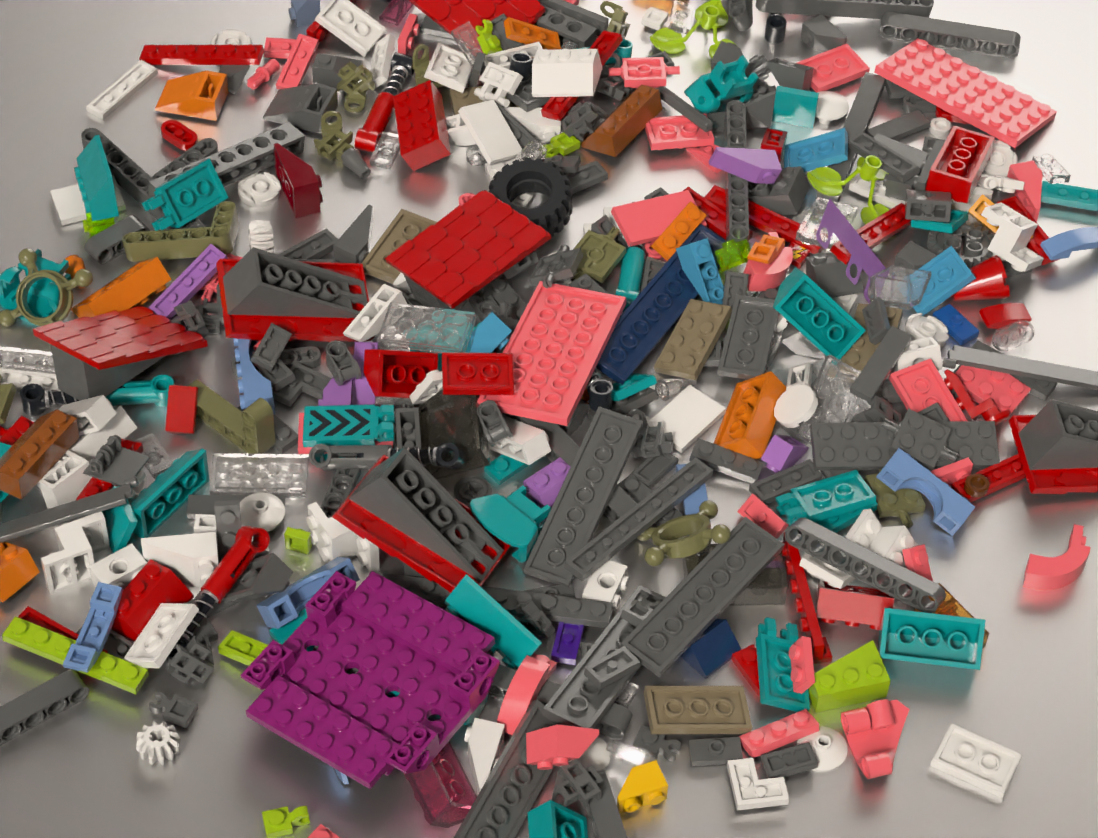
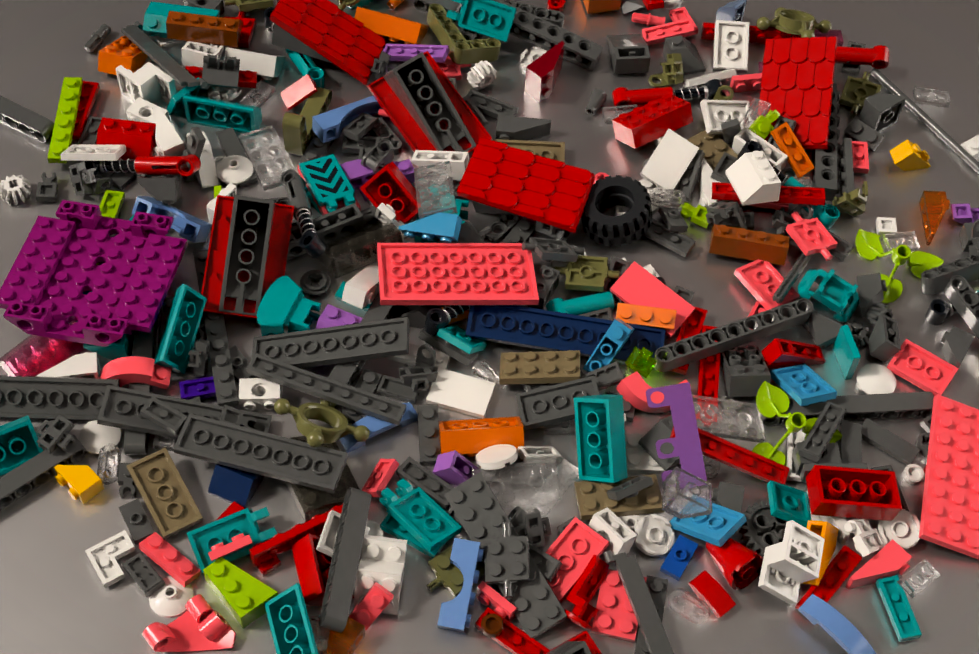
camera: 65 degrees right, 5 degrees up
(91, 413) = (257, 42): white brick -> none
(95, 629) = (76, 118): medium blue slope -> none
(271, 347) = (372, 113): dark grey plate -> none
(331, 133) = (615, 78): olive piece -> none
(477, 374) = (398, 231): red tile -> none
(493, 422) = (361, 260): dark grey piece -> none
(500, 78) = (722, 148): white plate -> none
(557, 745) = (78, 407): coral slope -> none
(749, 164) = (738, 334): medium lavender slope -> none
(767, 249) = (649, 378): orange slope -> none
(880, 364) = (574, 502): dark grey tile -> none
(928, 205) = (787, 484): dark grey brick -> none

